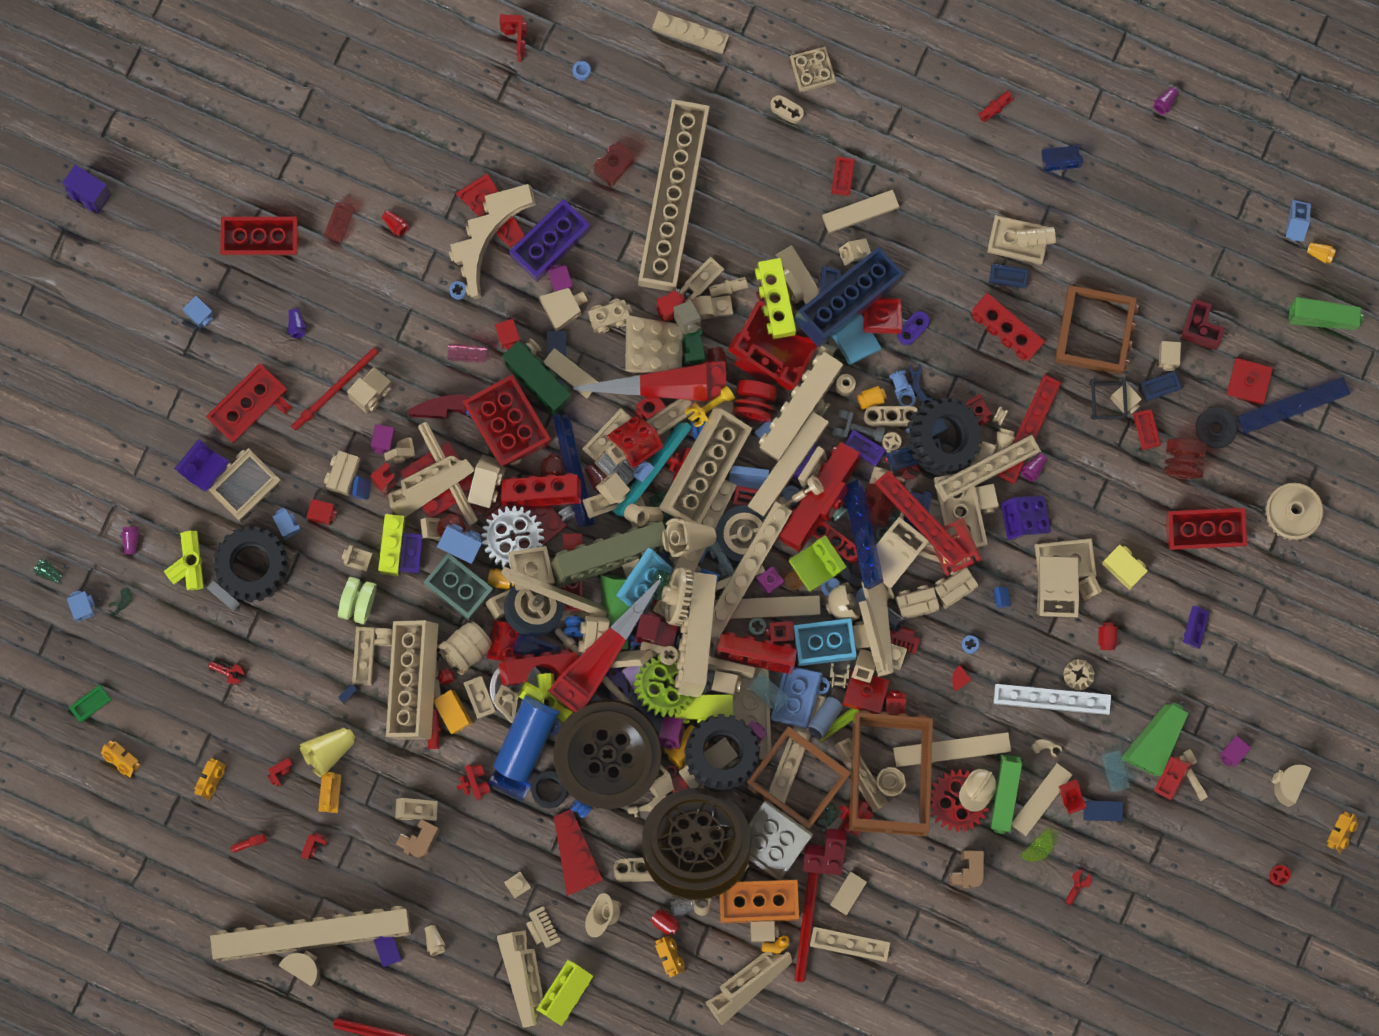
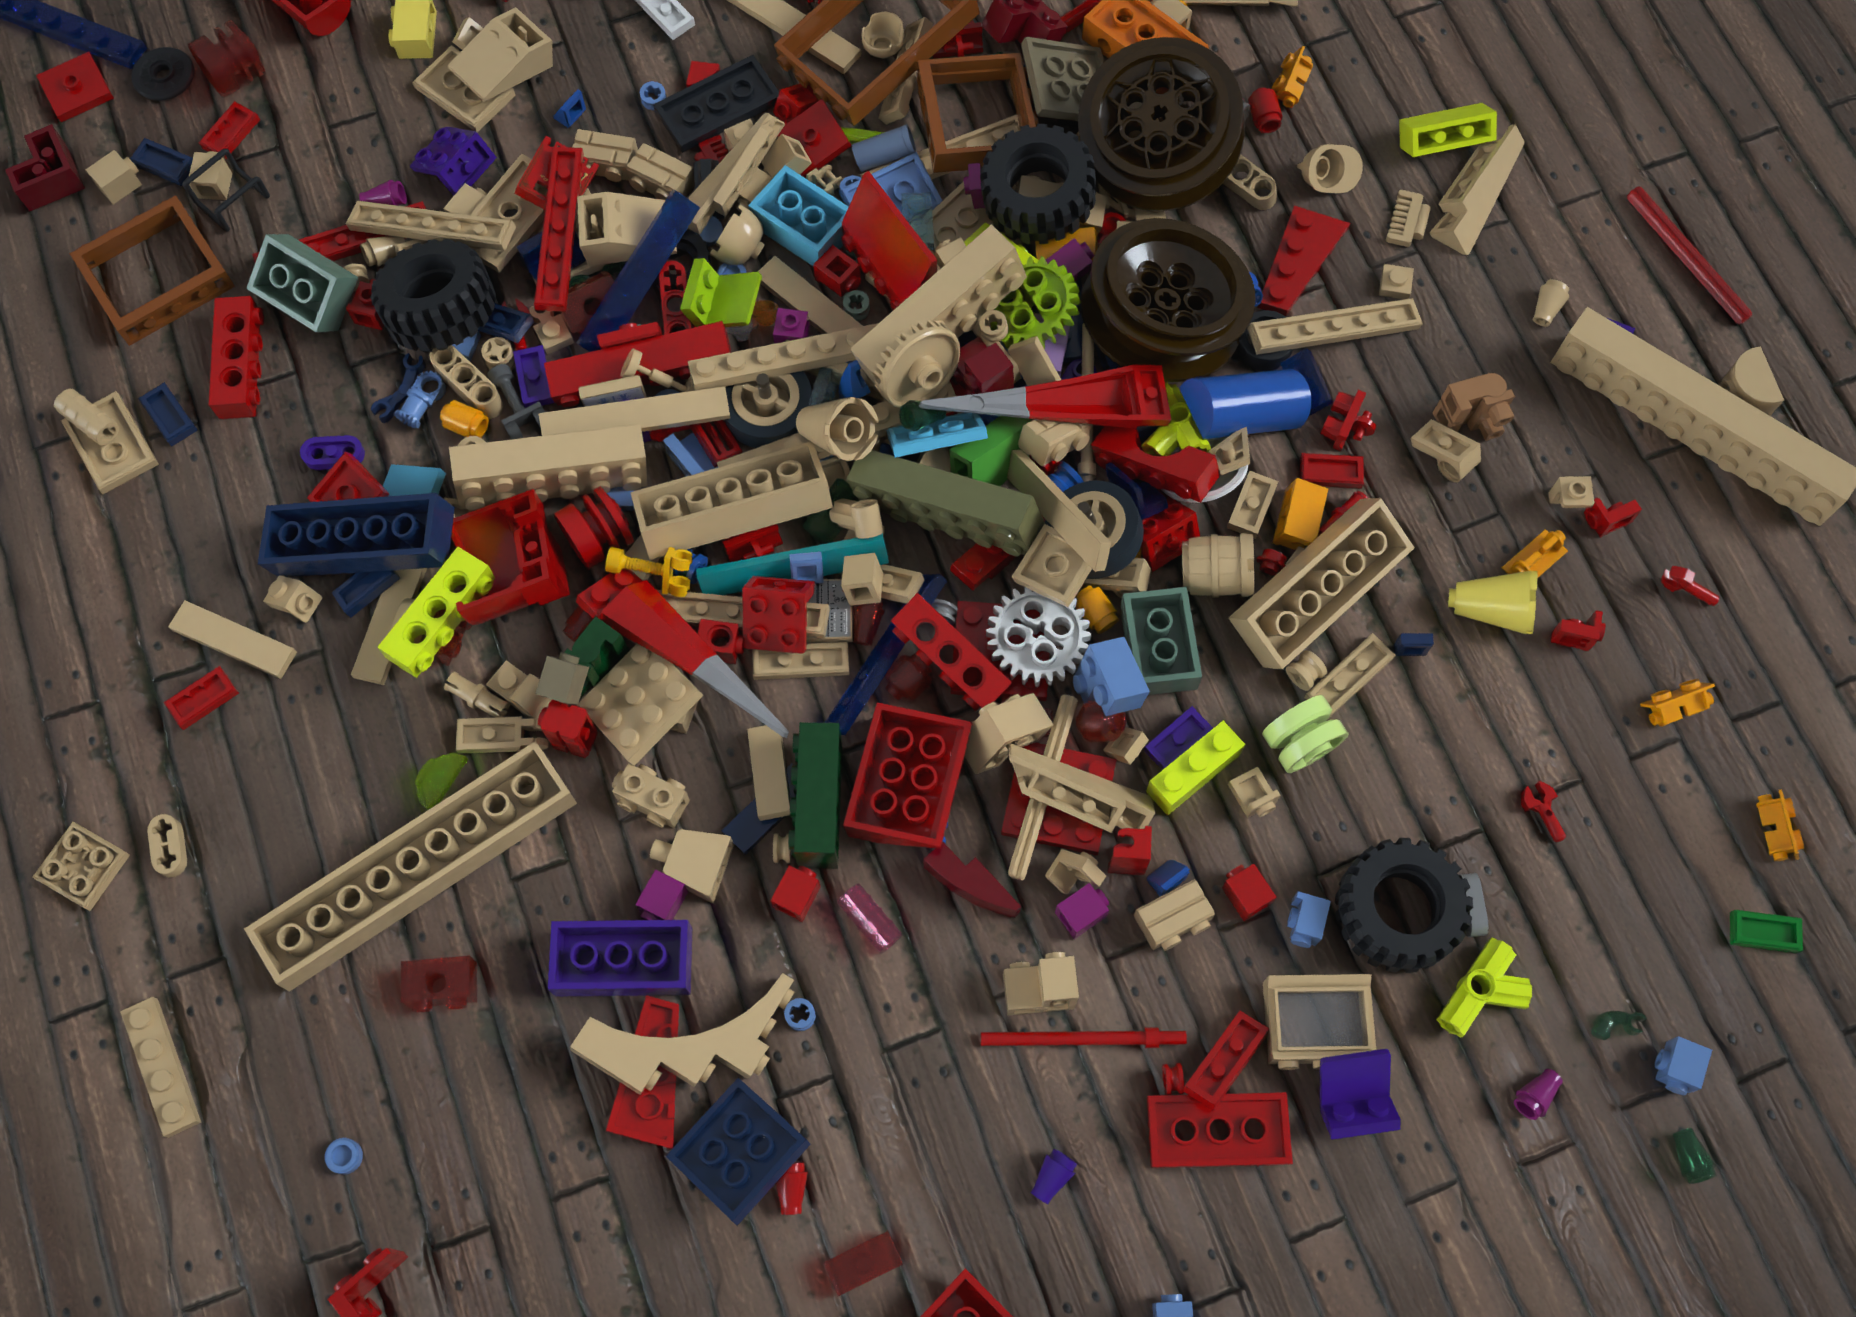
camera: 130 degrees left, 10 degrees down
(267, 432) = (1226, 1060): none -> red plate
(338, 837) = (1572, 492): none -> tan bracket
(427, 214) = (738, 1151): none -> dark blue plate
(460, 752) = (1332, 470): none -> red tile
(522, 825) = (1334, 326): none -> tan tile
(707, 239) = (437, 777): none -> clear neon green plate
(933, 669) = (717, 103): none -> black plate
(1013, 385) = (302, 282): none -> sand green brick

